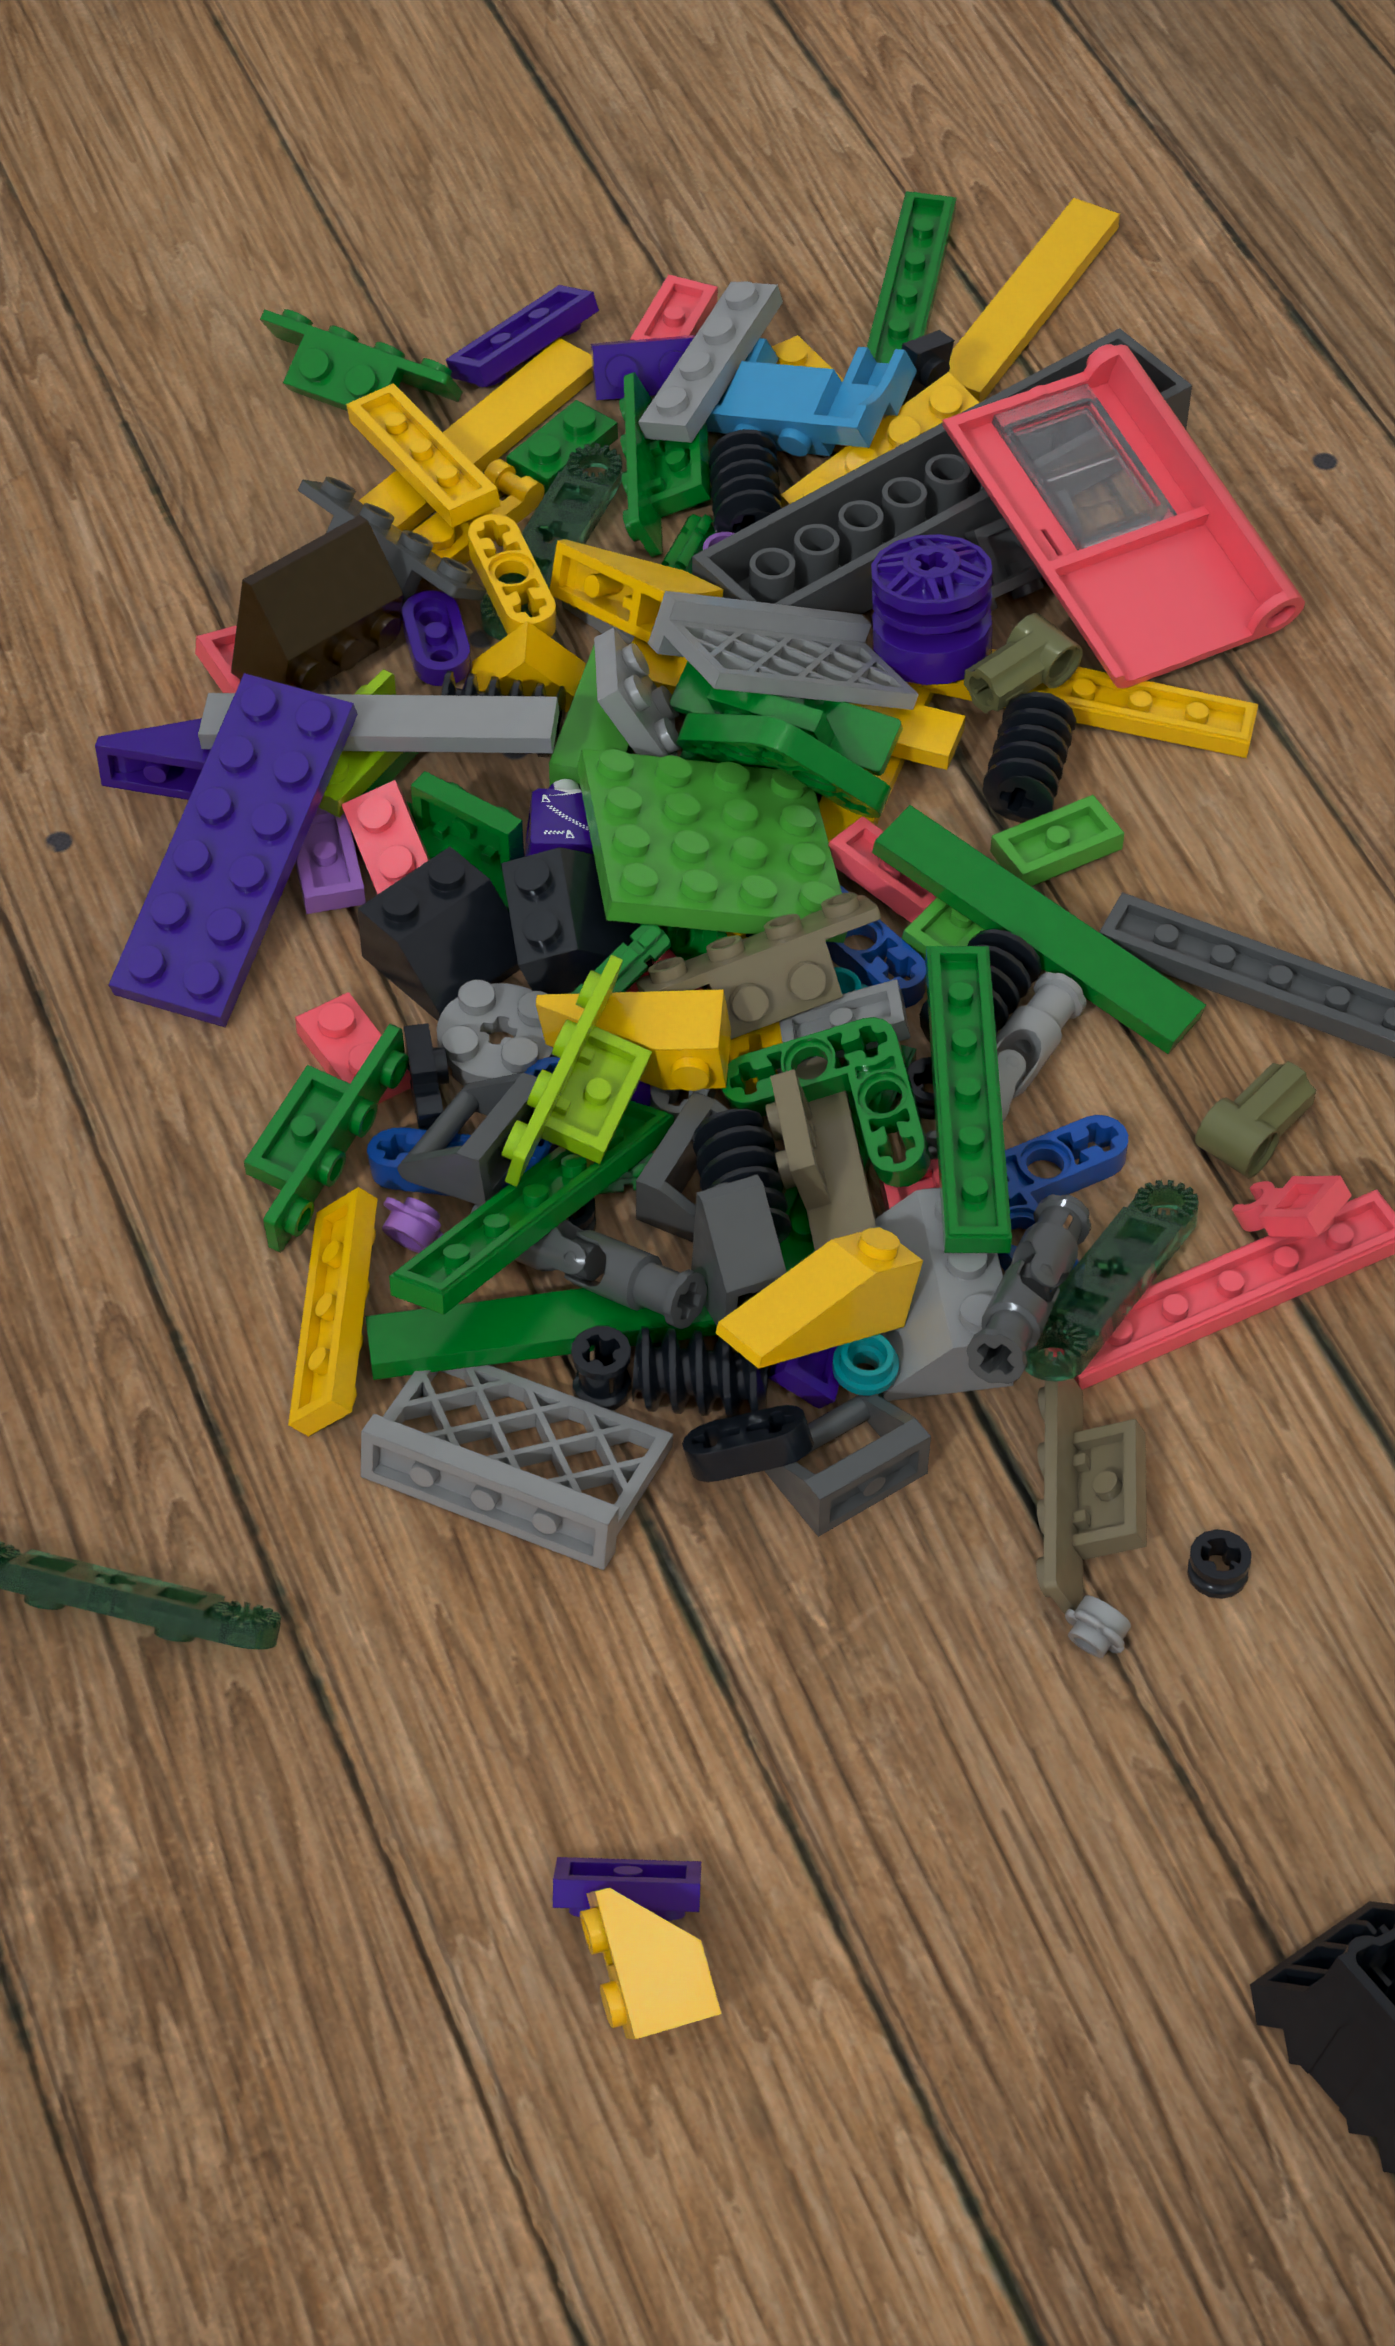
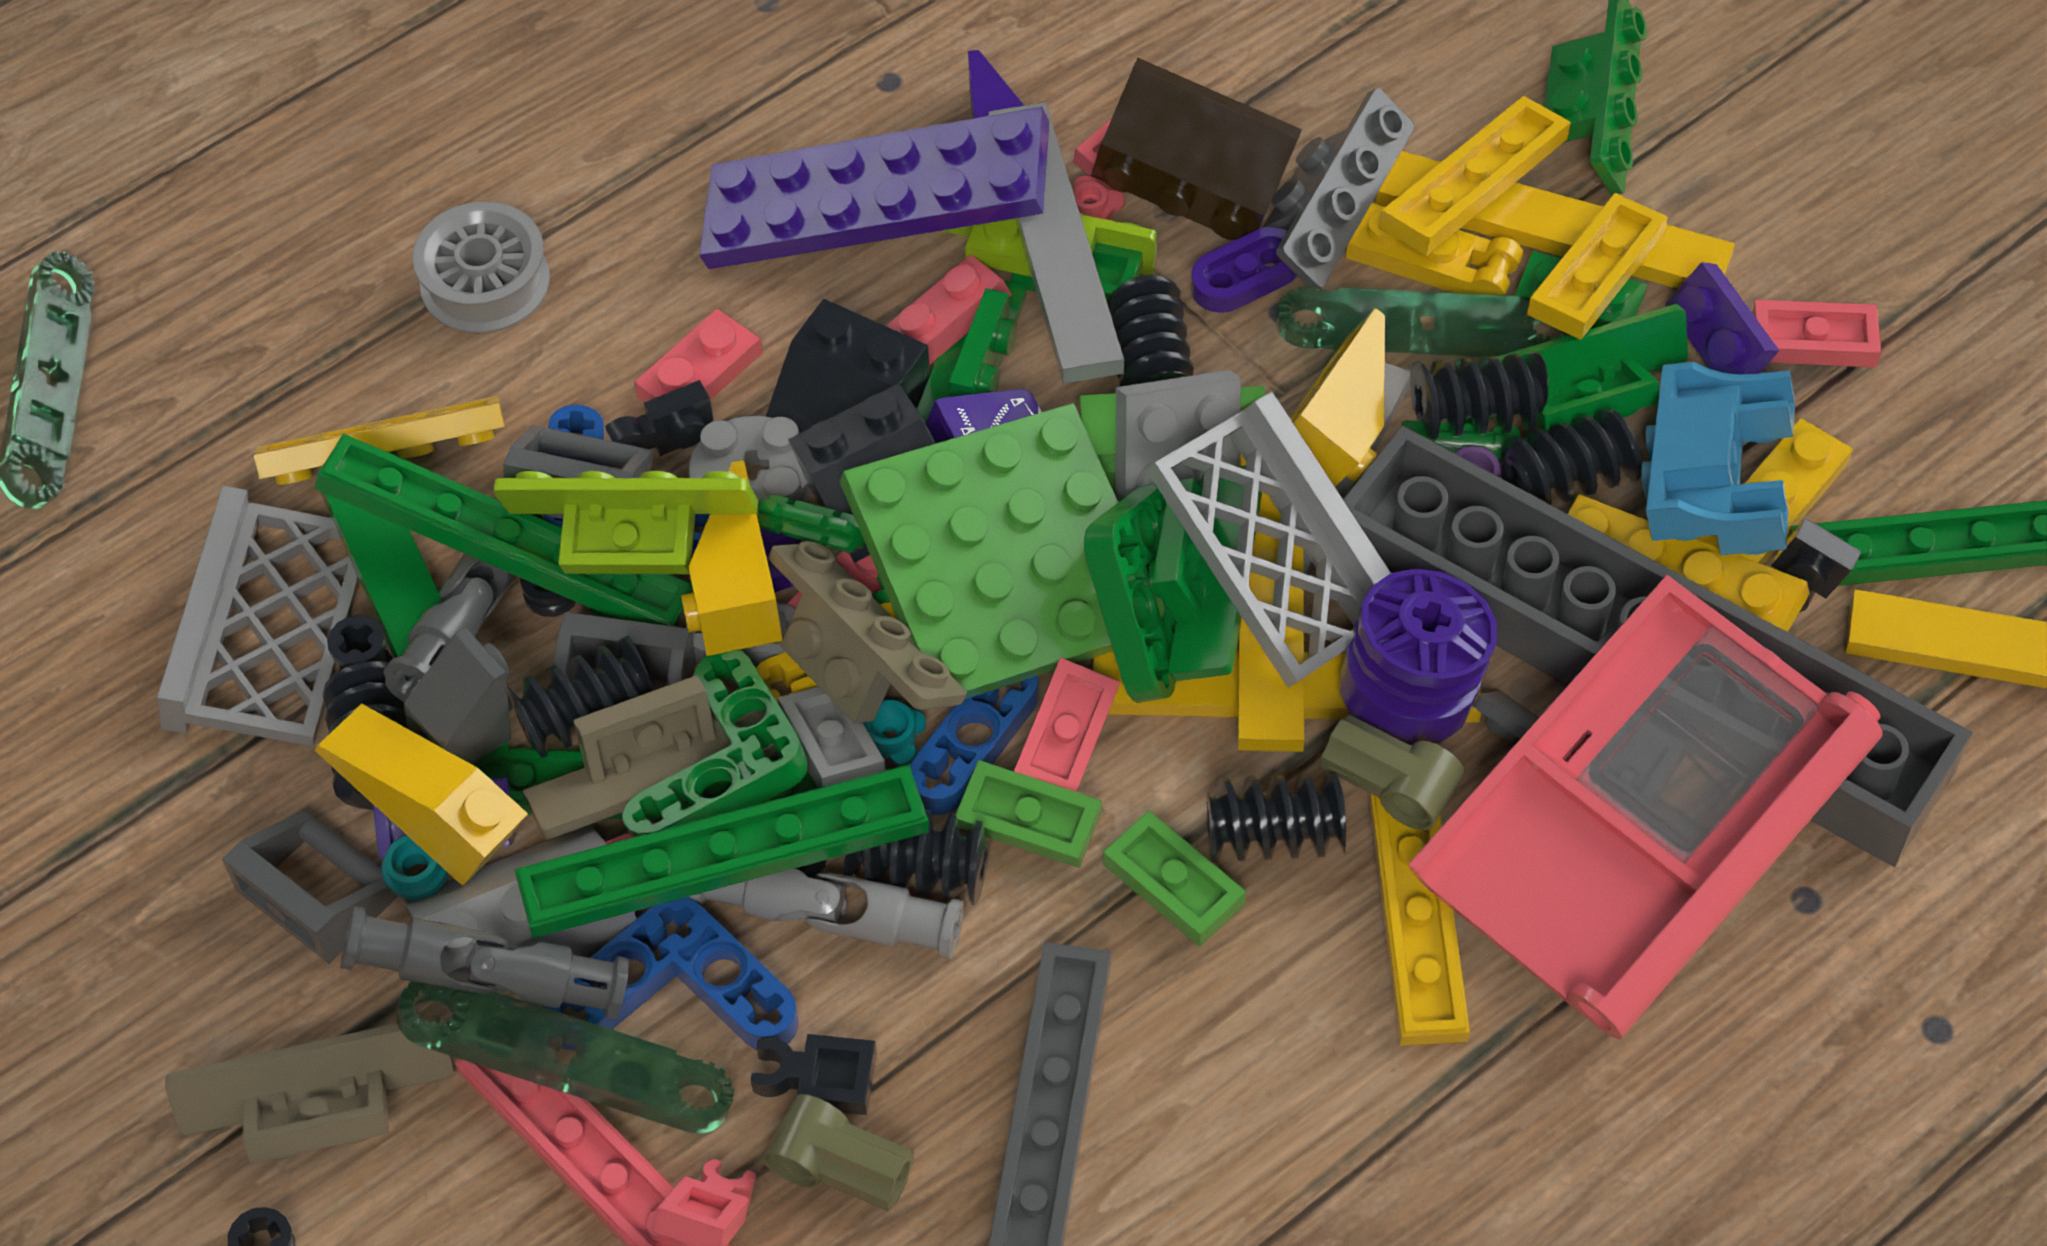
camera: 75 degrees right, 5 degrees up
(147, 1192) = (481, 267): none -> light grey wheel
(314, 1129) = (568, 361): green bracket -> none
(329, 866) = (910, 270): medium lavender plate -> none
(411, 1223) = (486, 462): medium lavender plate -> none
(514, 559) = (1323, 319): yellow beam -> none
(522, 336) = (1720, 211): dark purple plate -> none
(532, 658) = (1230, 343): yellow slope -> none
(565, 406) = (1597, 266): none -> yellow plate
(672, 508) = (1479, 392): none -> black piece
(710, 362) = (1718, 366): light grey plate -> none
(748, 1443) = (298, 793): black beam -> none
(1063, 942) = (1024, 885): green tile -> none
(1097, 1627) = (156, 1145): light grey plate -> none
(1171, 1114) = (828, 1069): none -> black plate

